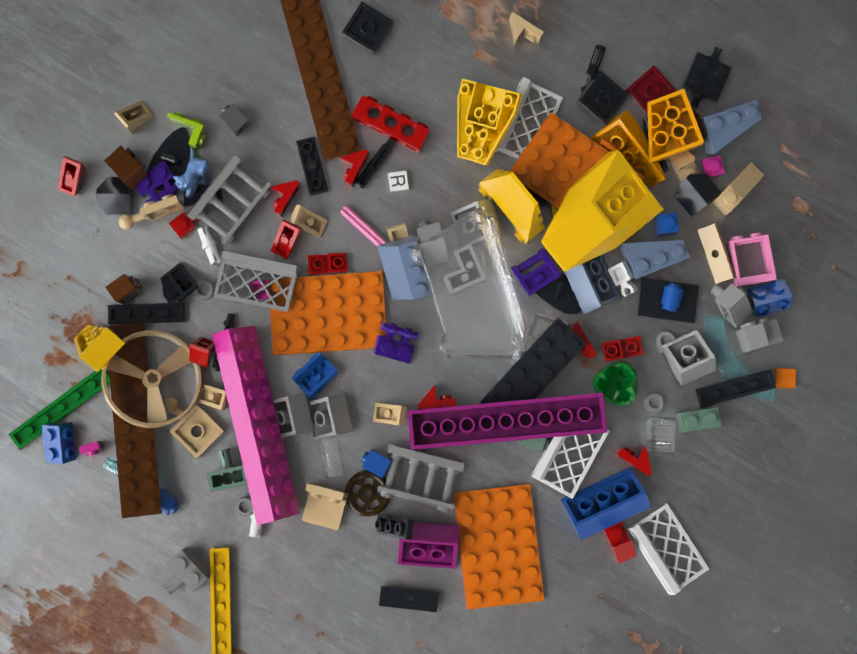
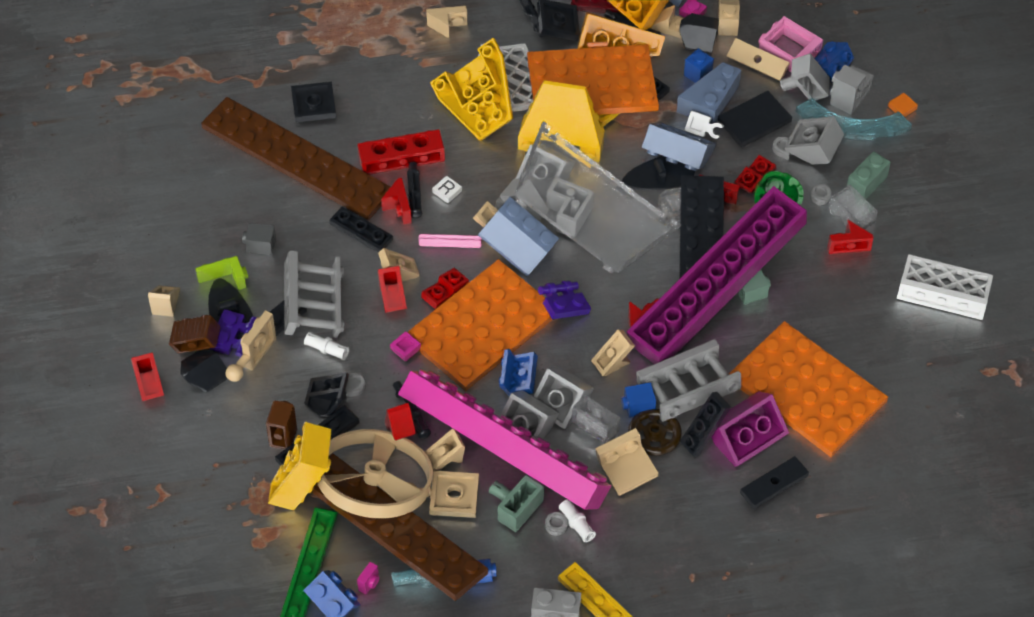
camera: 40 degrees left, 30 degrees down
(183, 225) = (287, 347): red plate -> none
(196, 172) = (262, 297): medium blue animal -> none
(263, 266) = (388, 326): light grey fence -> none
(287, 191) = (356, 260): red slope -> none
(540, 276) = (636, 168): dark purple plate -> none
(548, 458) = (779, 291): white fence -> none
(599, 212) = (639, 80): yellow wedge -> none
(606, 503) = (861, 288): blue slope -> none
(620, 542) = (905, 310): red slope -> none
(672, 297) = (756, 108): blue brick -> none
(735, 388) = (873, 134): black tile -> none

